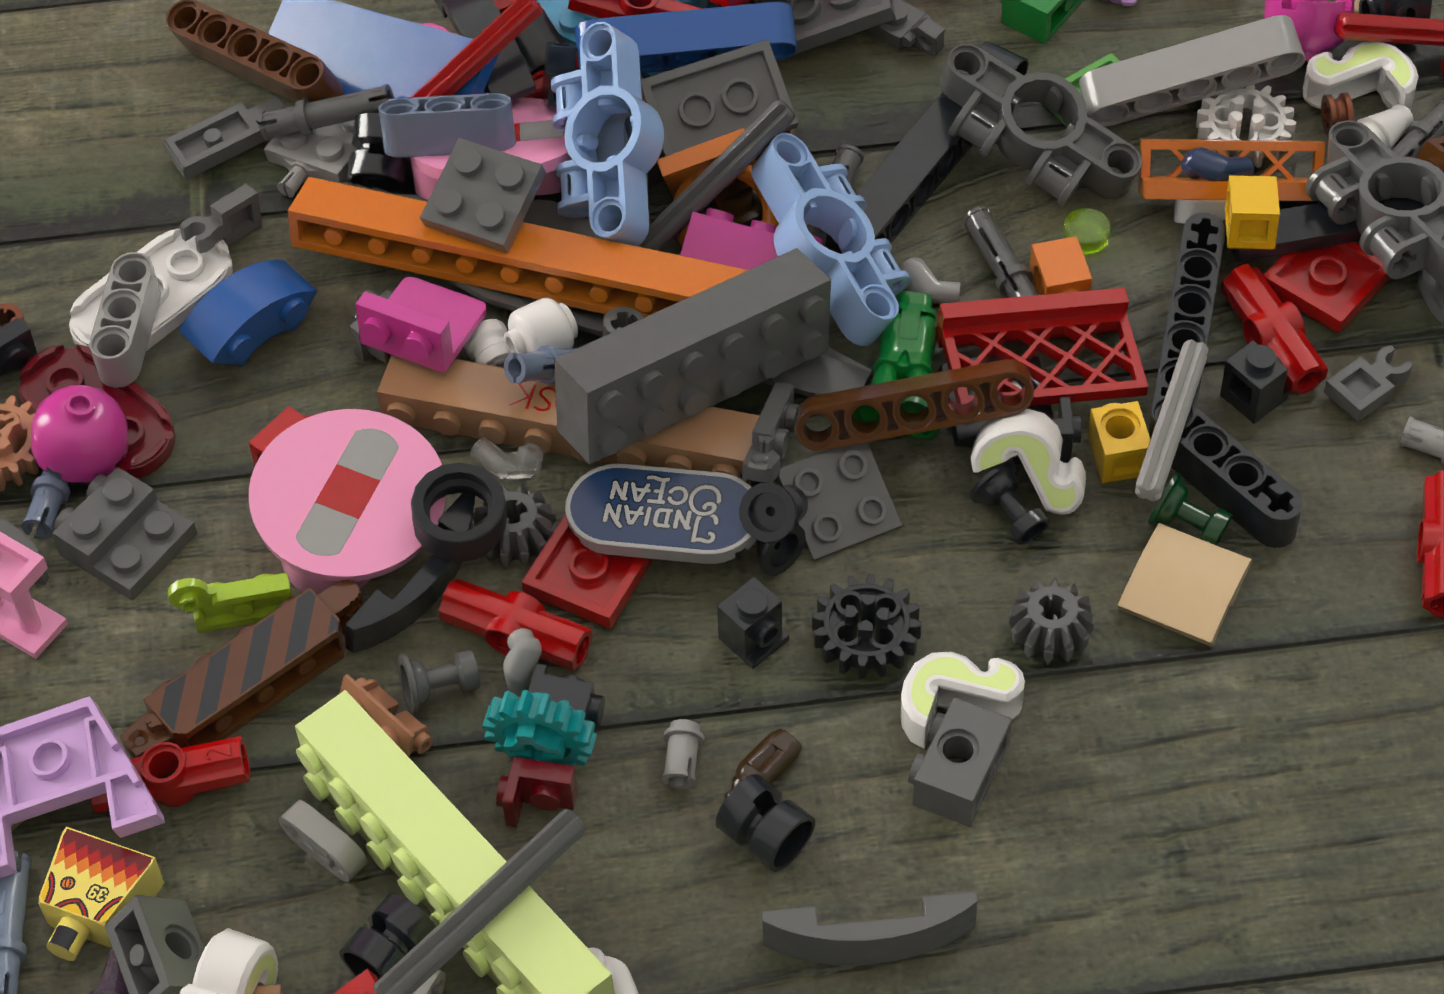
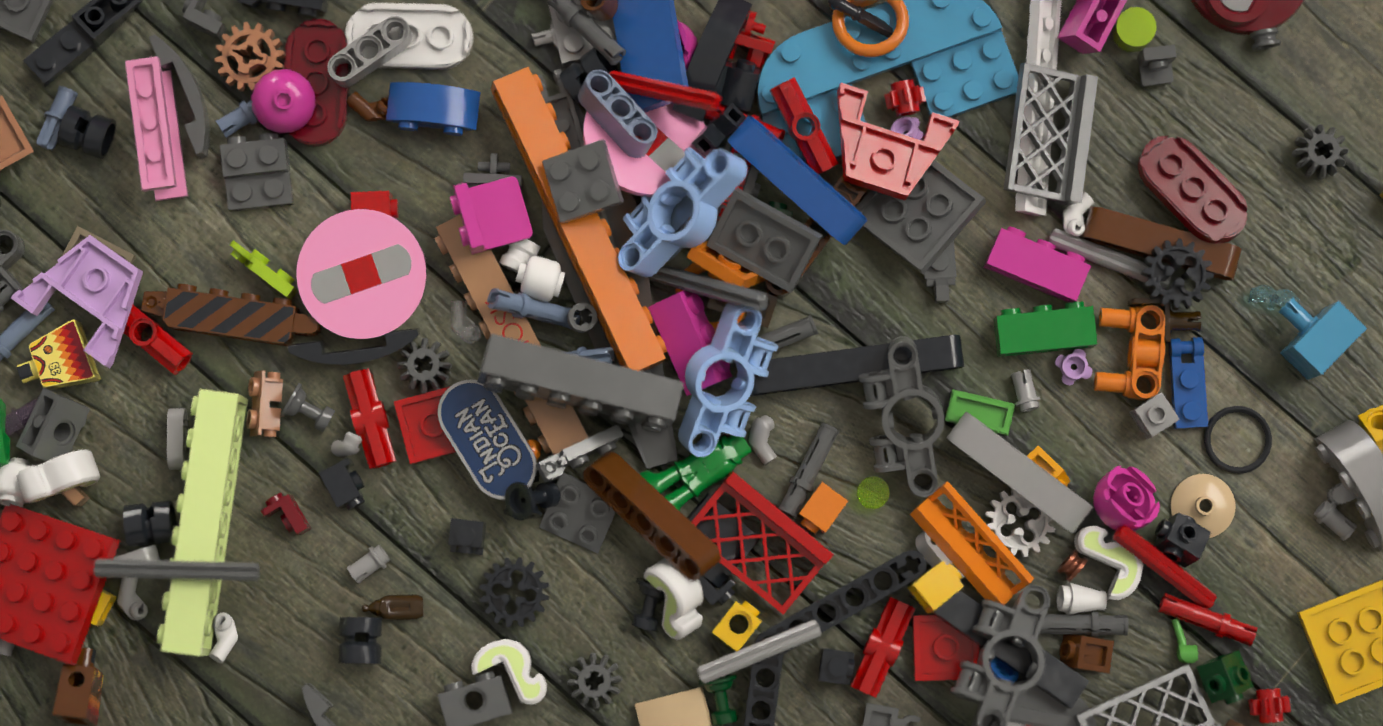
camera: 45 degrees right, 30 degrees up
(185, 382) = (368, 110): none -> reddish brown arm
(230, 220) = (487, 33): dark grey plate -> none
(451, 480) = (368, 338): black tyre -> none
(539, 729) = (310, 494): teal gear -> none
(1105, 36) = (1025, 391): none -> light grey pin
(1214, 166) = (959, 539): dark blue arm -> none

